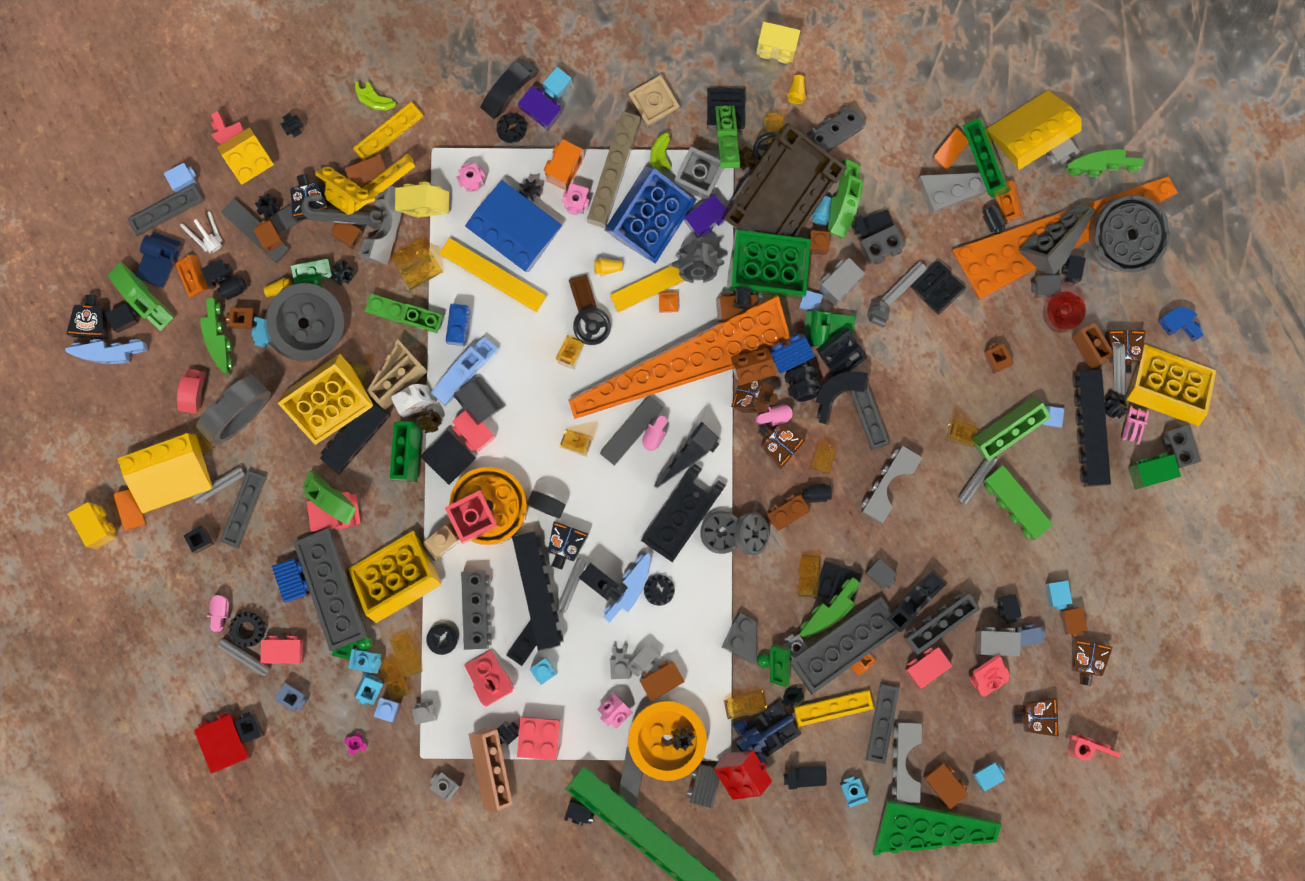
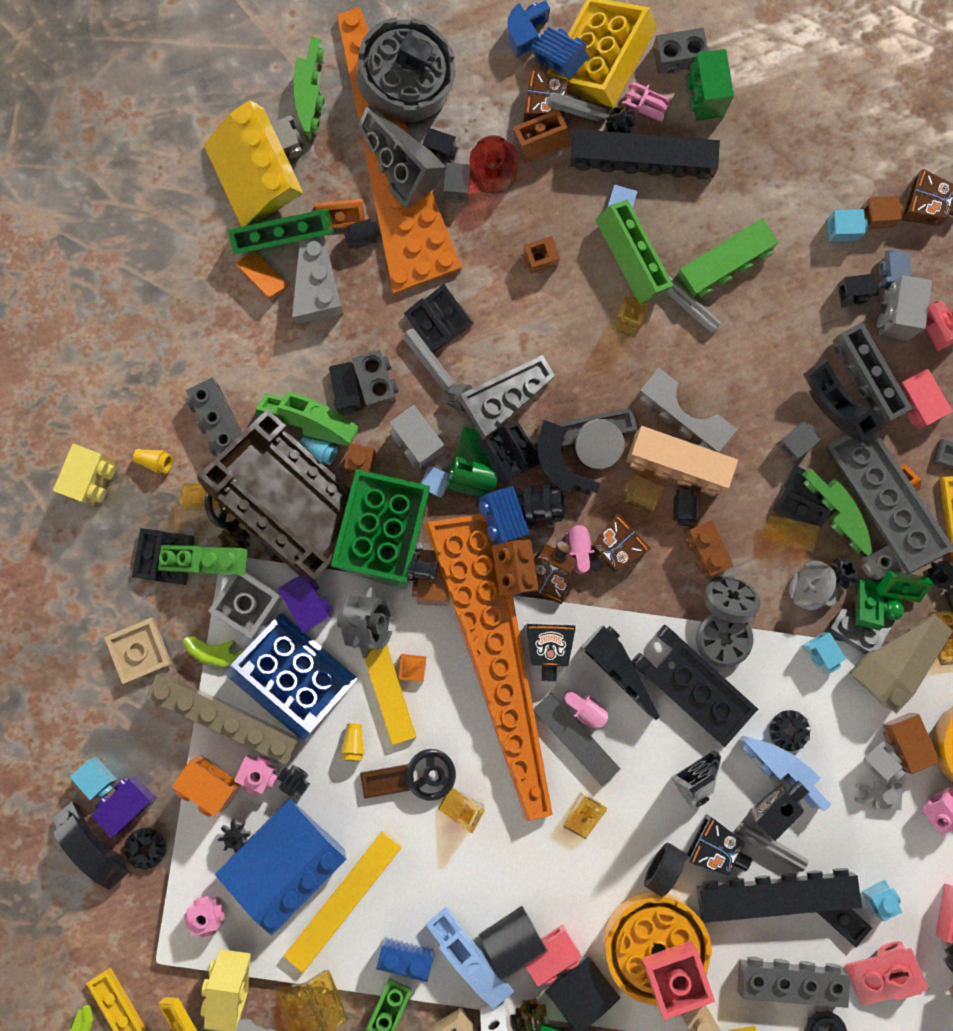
camera: 85 degrees left, 0 degrees up
(574, 226) = (293, 781): none -> black gear
(613, 522) = (698, 779): none -> black wedge
(697, 401) = (550, 647): none -> black torso
(718, 664) = (901, 665): none -> dark tan wedge
(721, 609) = (825, 652): none -> medium azure brick
(761, 641) = (871, 607): none -> green plate
(769, 594) = (814, 586): none -> light grey tile
(778, 615) = (845, 572): none -> black gear
(852, 483) = (681, 461): none -> light nougat brick
(857, 421) = (599, 444): none -> light grey tile
(882, 341) = (502, 396): none -> wing
(1138, 238) = (415, 53): none -> black brick
(1163, 351) = (560, 52): none -> blue brick

